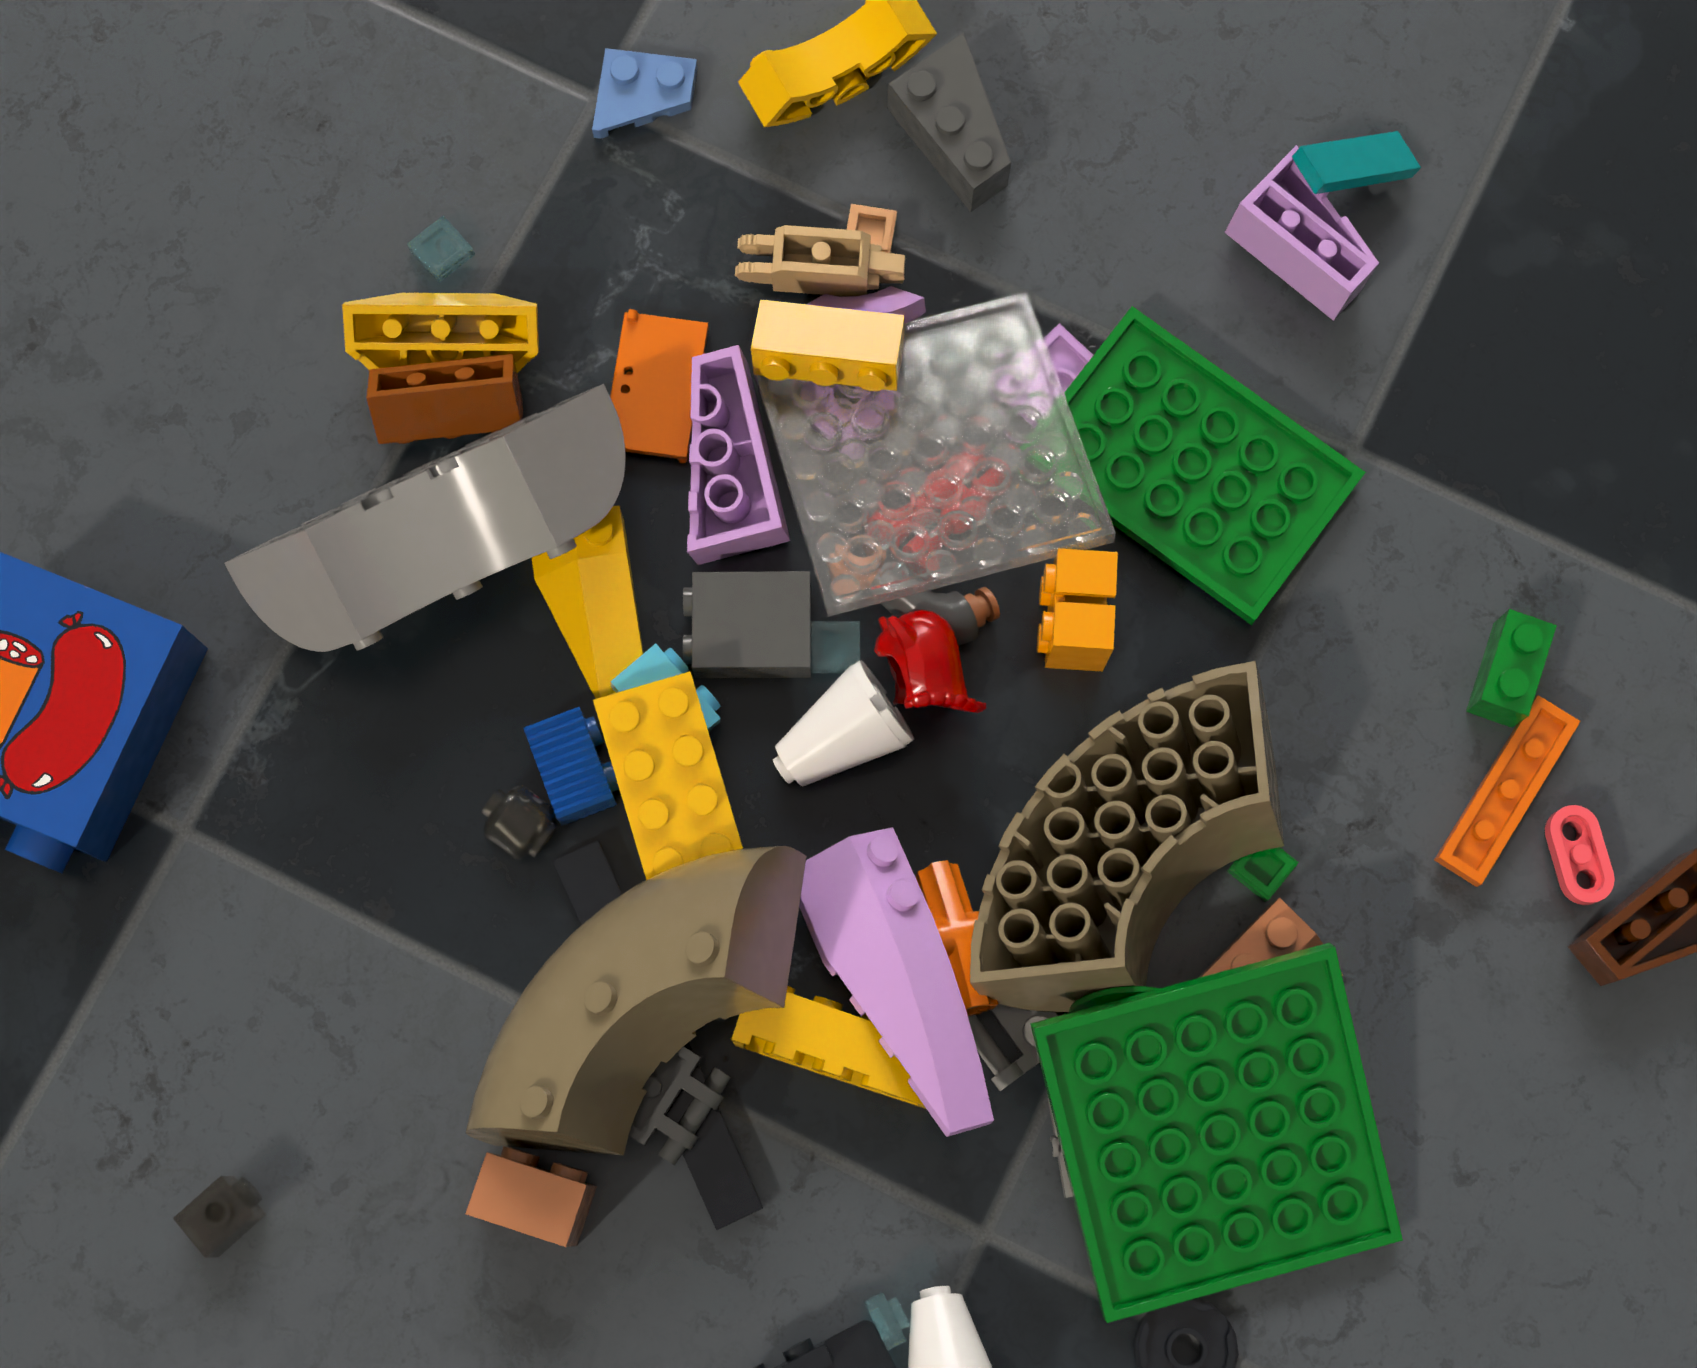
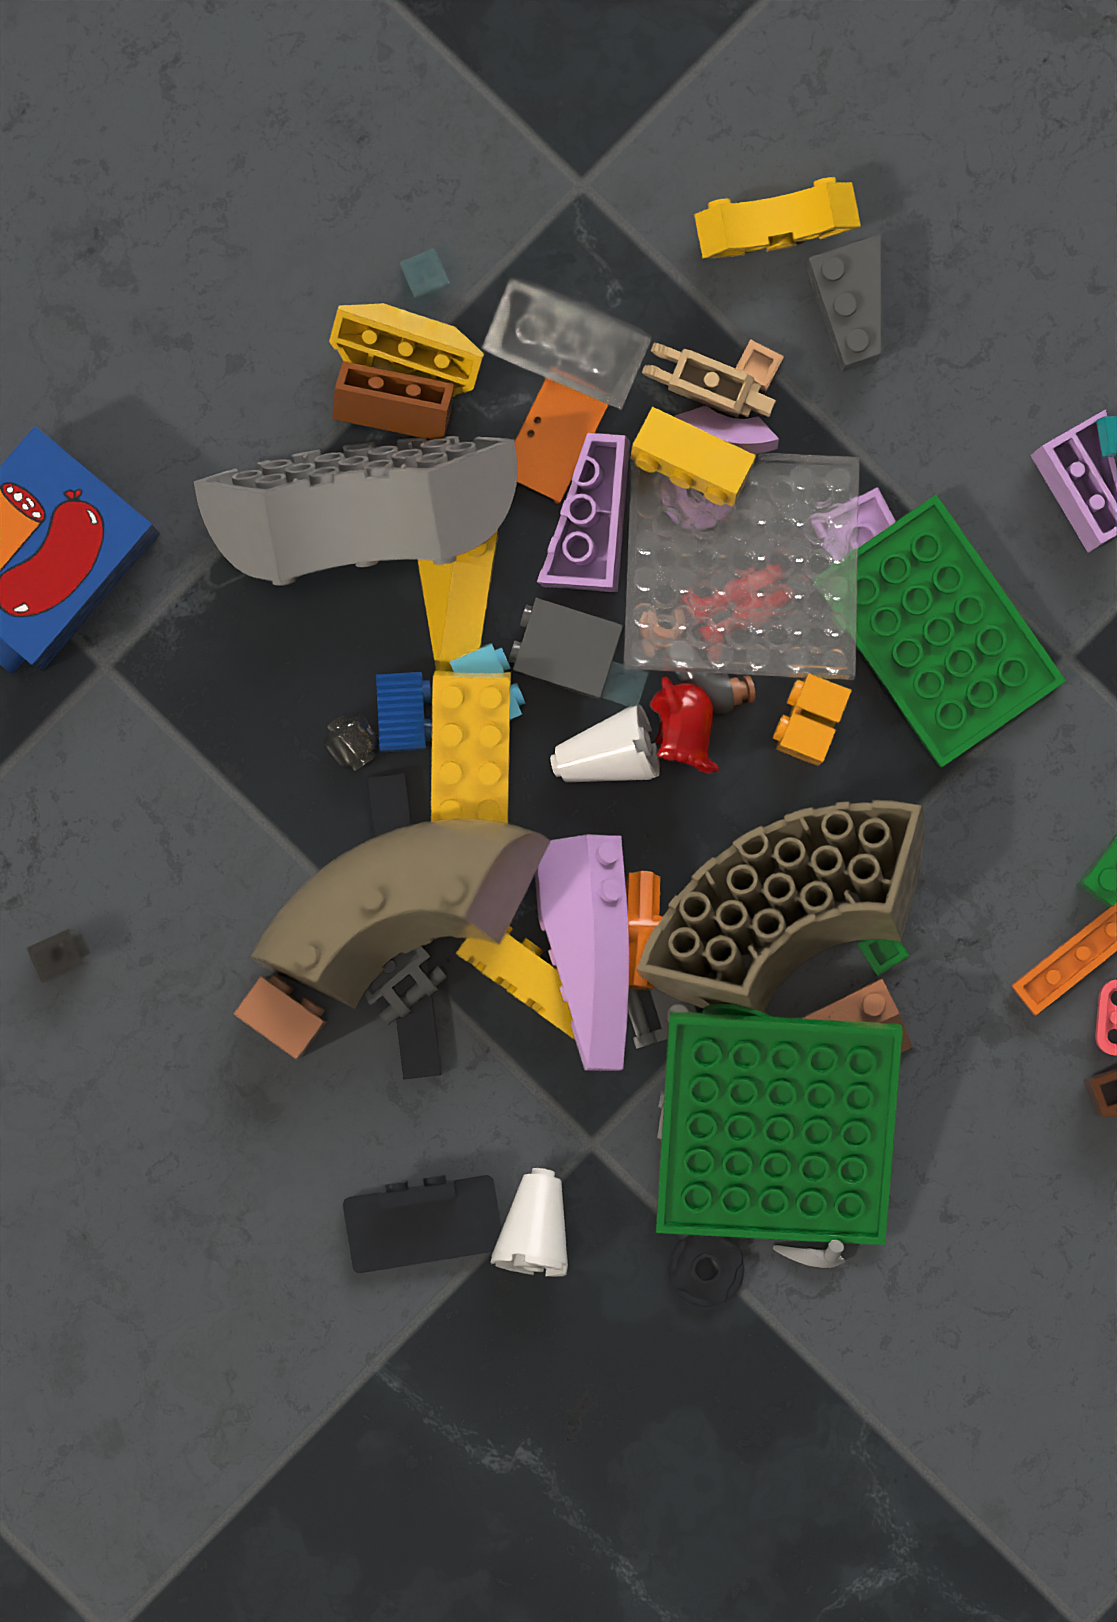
camera: 20 degrees right, 10 degrees up
(633, 262) = (567, 341): none -> clear windscreen
(642, 88) = (618, 190): medium blue wing -> none
(888, 1319) = (504, 1179): clear light blue plate -> none
(1317, 1286) = (814, 1256): none -> light grey bar

